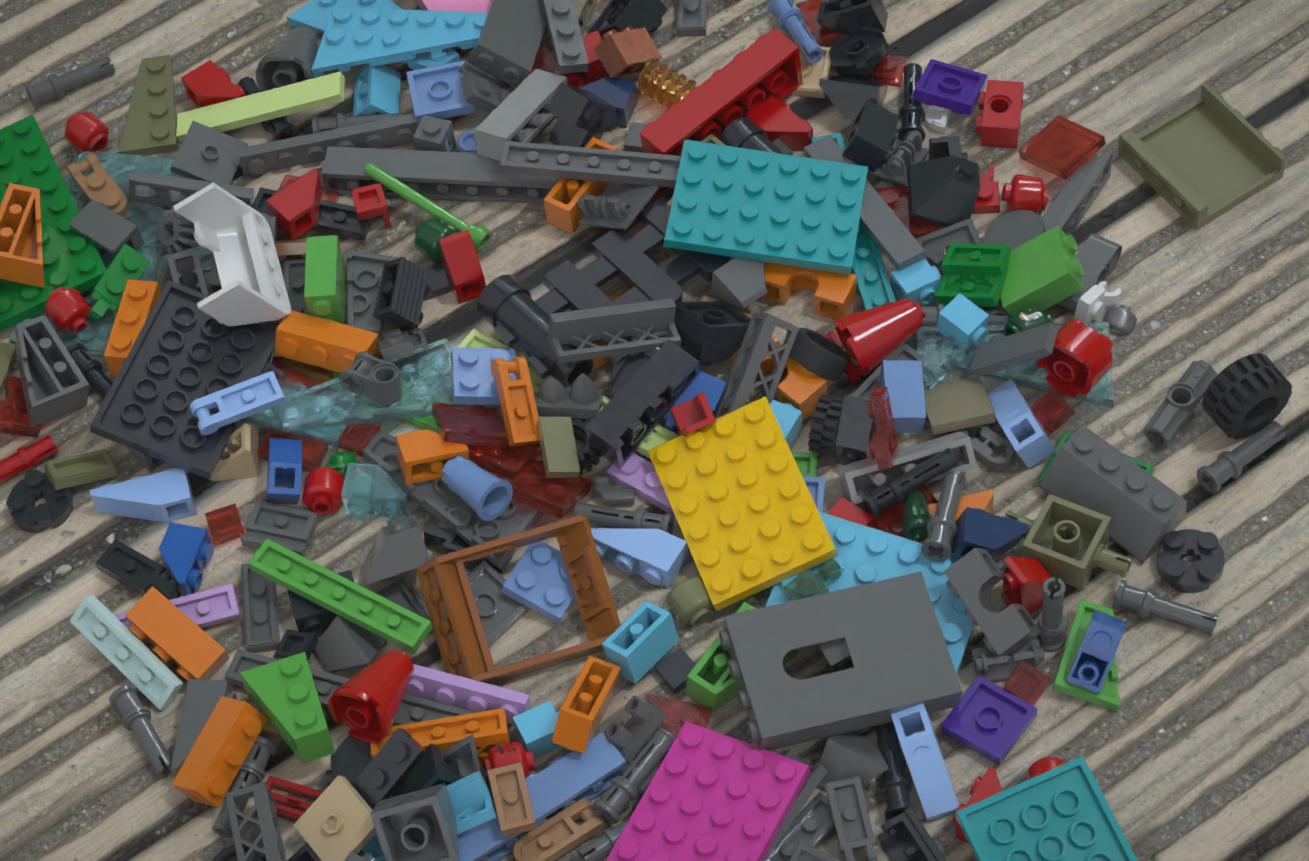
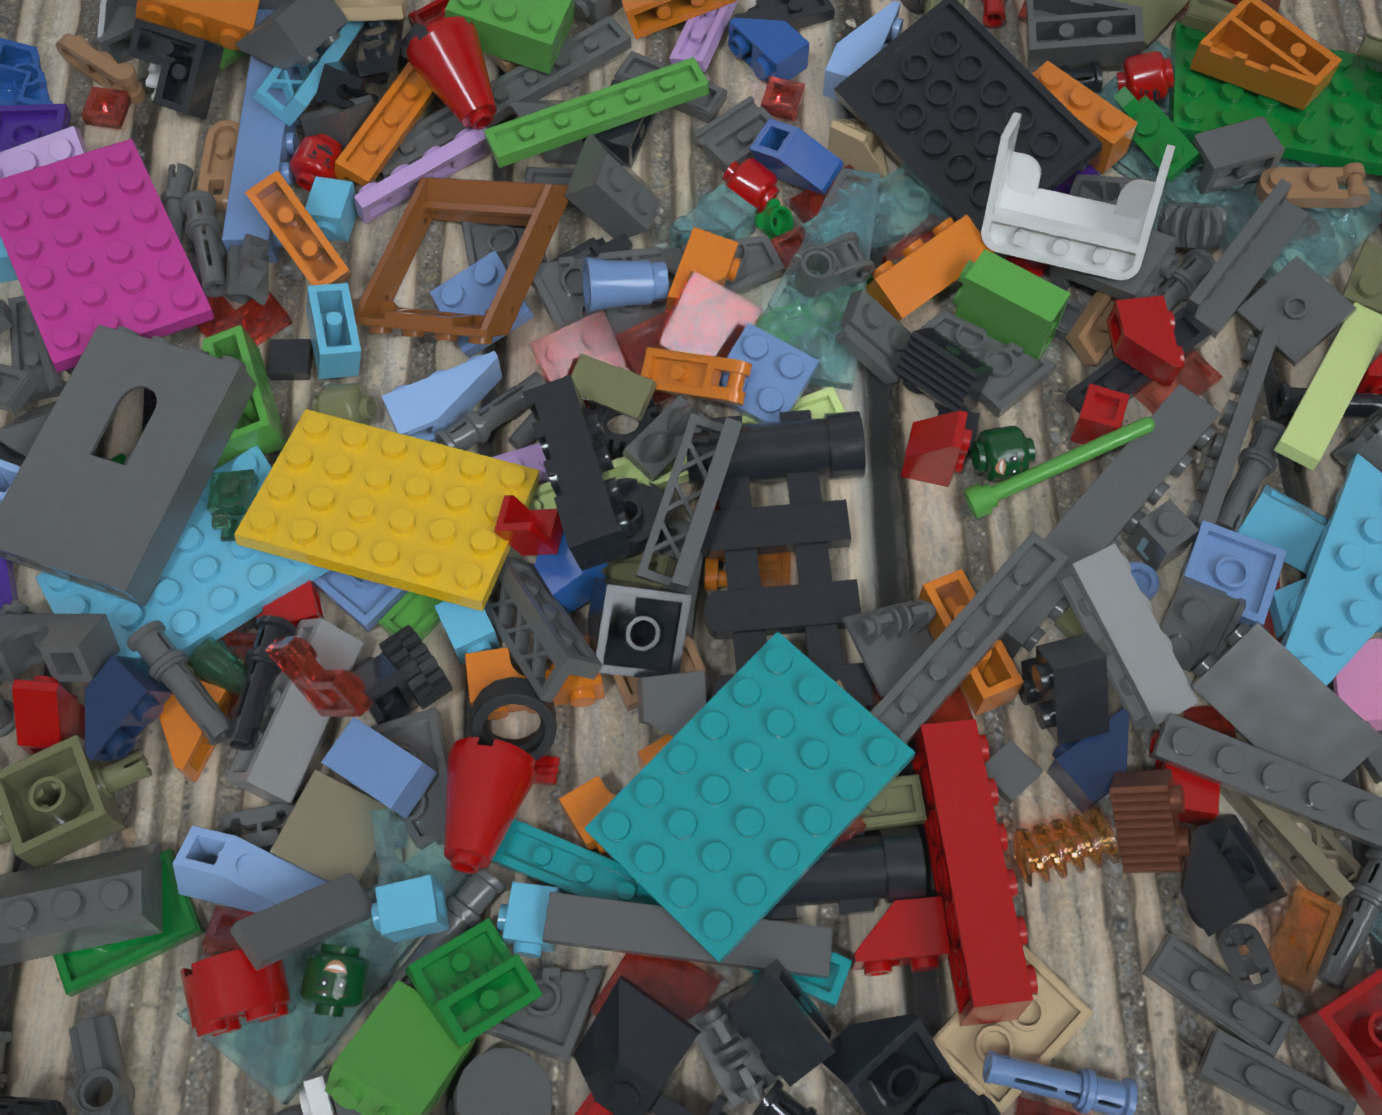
camera: 120 degrees right, 10 degrees up
(237, 402) = (891, 135): light blue plate -> none
(295, 643) = (592, 80): black tile -> none
(512, 799) = (262, 123): medium nougat plate -> none

